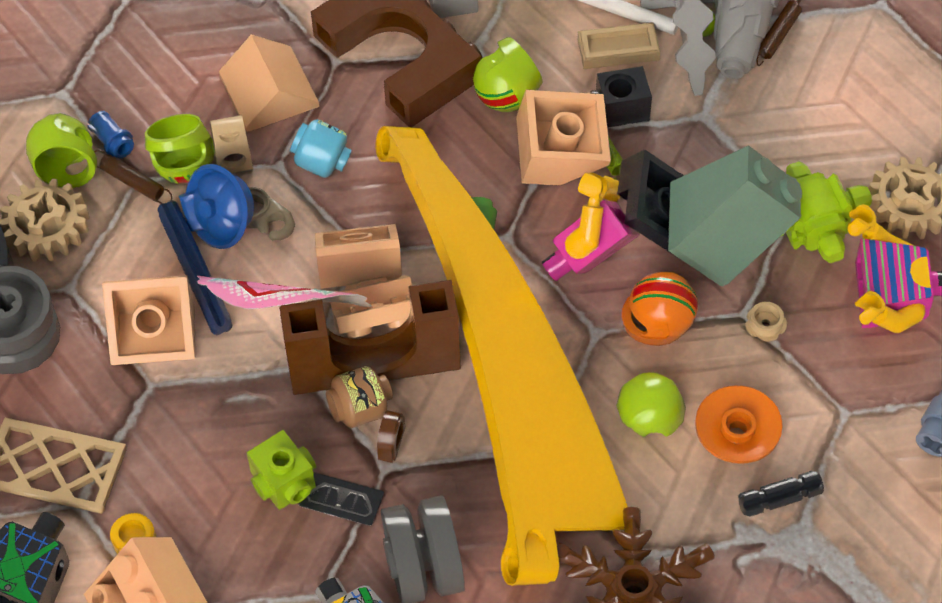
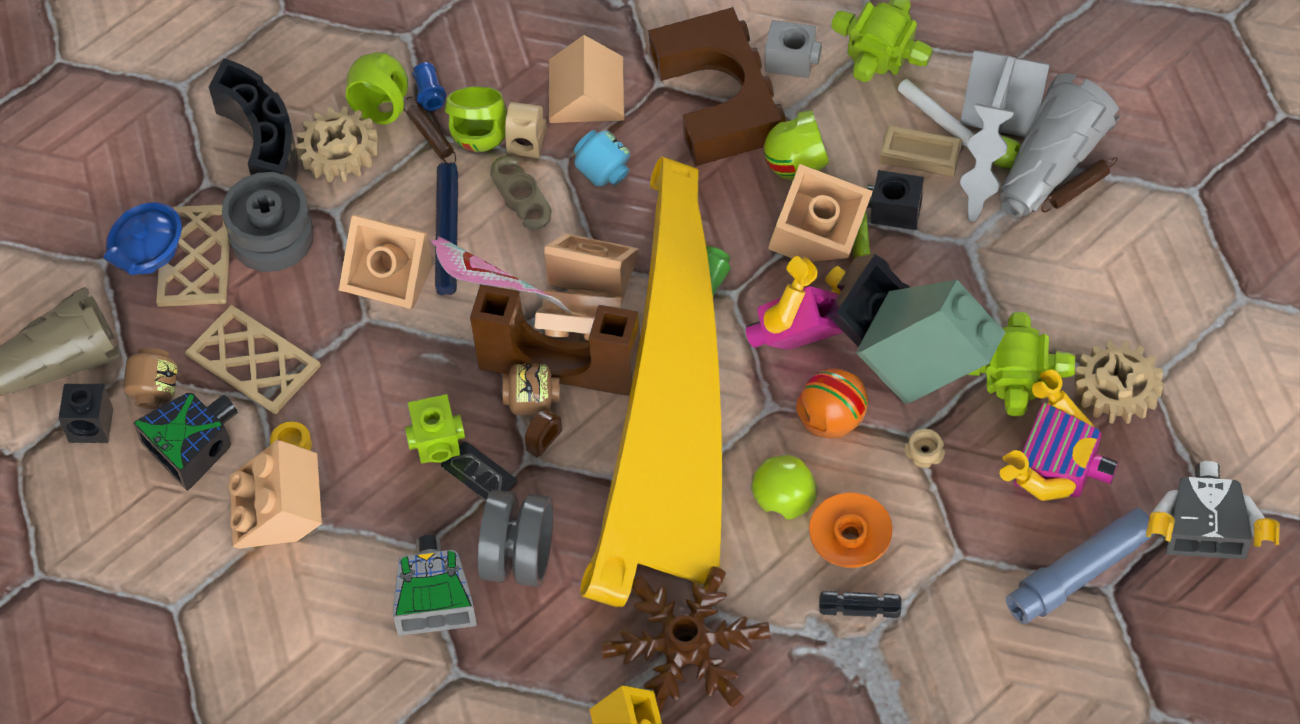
camera: 25 degrees right, 0 degrees up
(217, 206) = (486, 180): blue piece -> none

